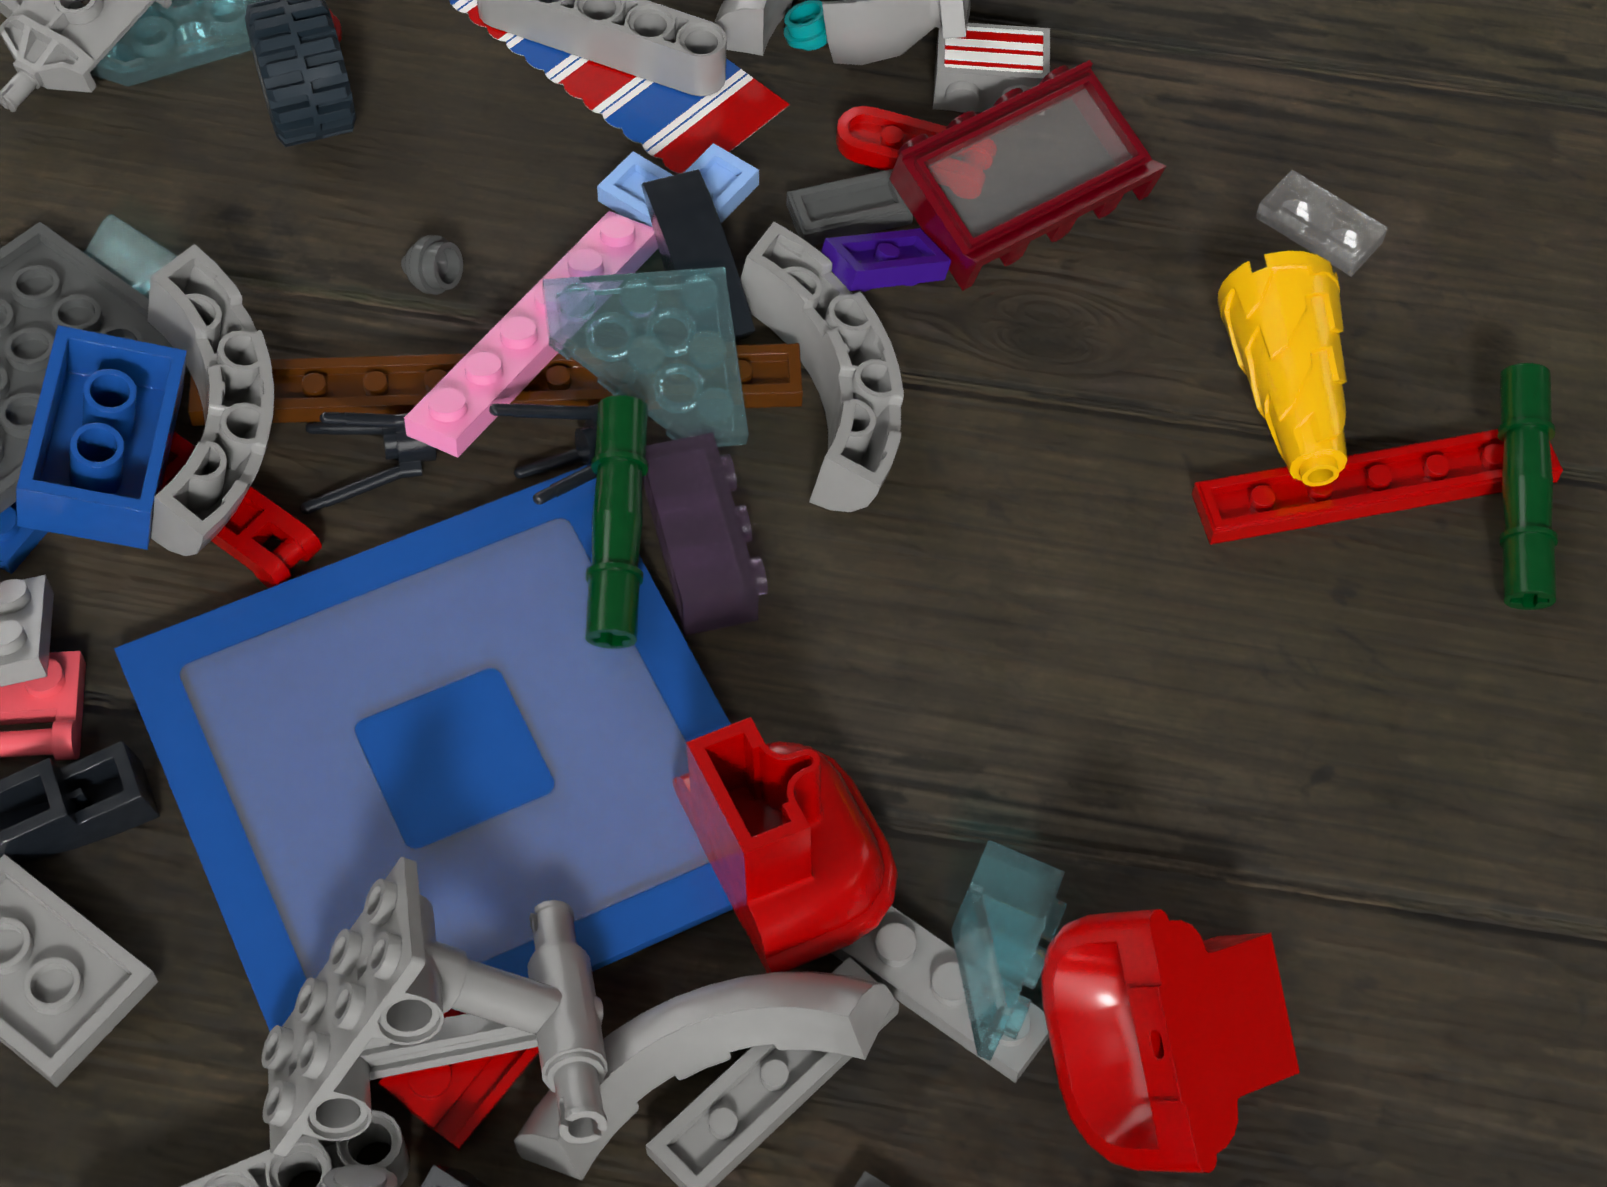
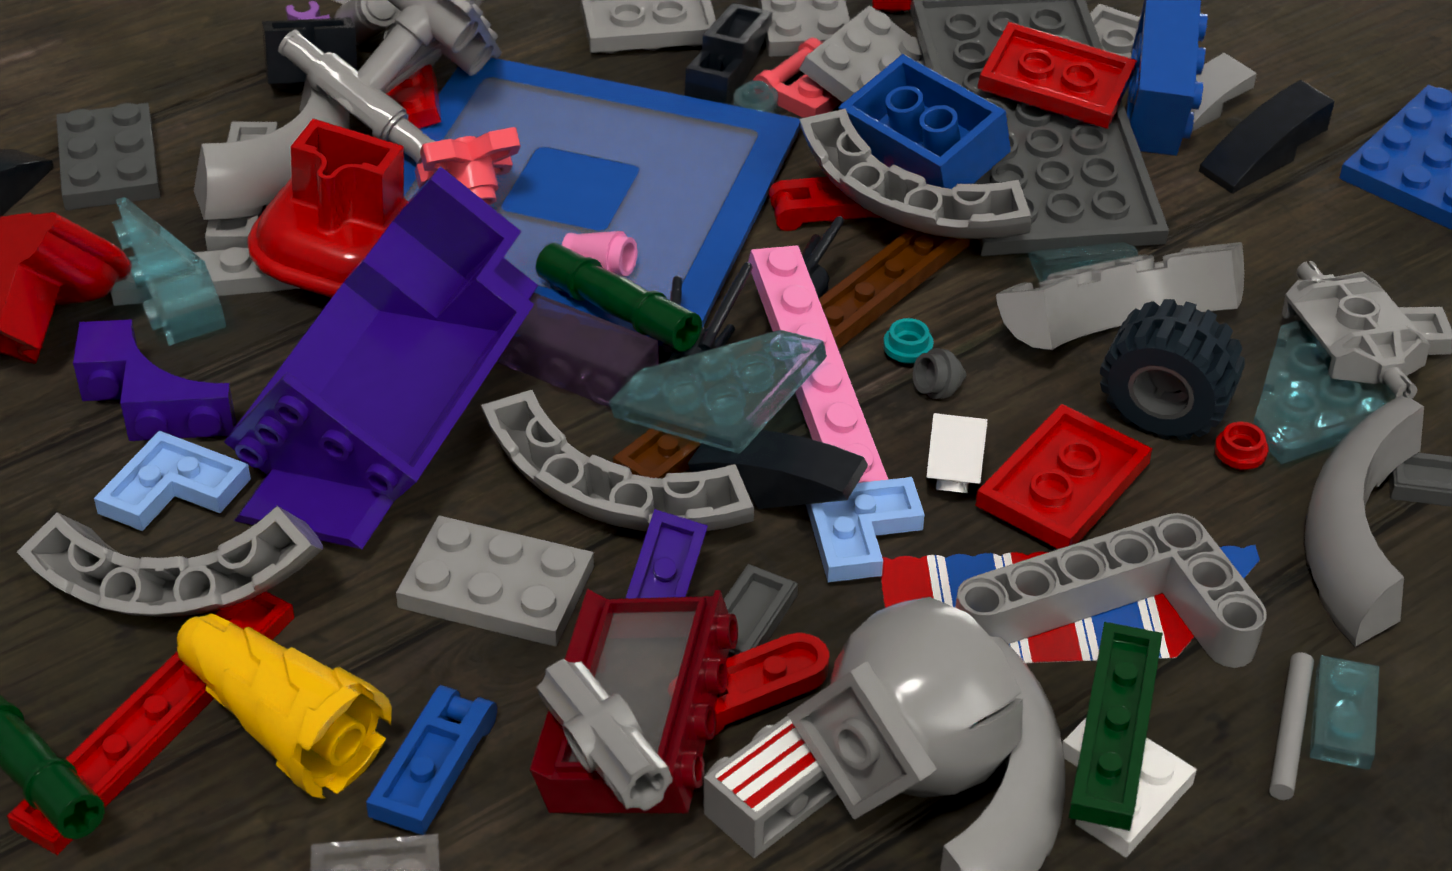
camera: 135 degrees right, 15 degrees down
(102, 707) = (756, 96): none -> clear light blue plate
(115, 171) = (1106, 292): none -> light grey brick
(406, 306) = (907, 340): none -> teal plate
(478, 108) = (1063, 477): none -> red plate
(522, 185) = (956, 451): none -> white slope
(553, 604) = (611, 249): none -> bright pink cone
(557, 810) = (471, 160): none -> coral plant
(917, 600) = (386, 366): none -> dark purple panel
(1004, 387) = (496, 580): none -> light grey plate
(1111, 110) = (604, 734): none -> light grey piece
(1142, 802) = (151, 399): none -> dark purple arch
(1190, 712) = (166, 470): none -> light blue plate
(1192, 271) = (430, 760): none -> blue plate
(1284, 560) = (240, 569): none -> light grey brick

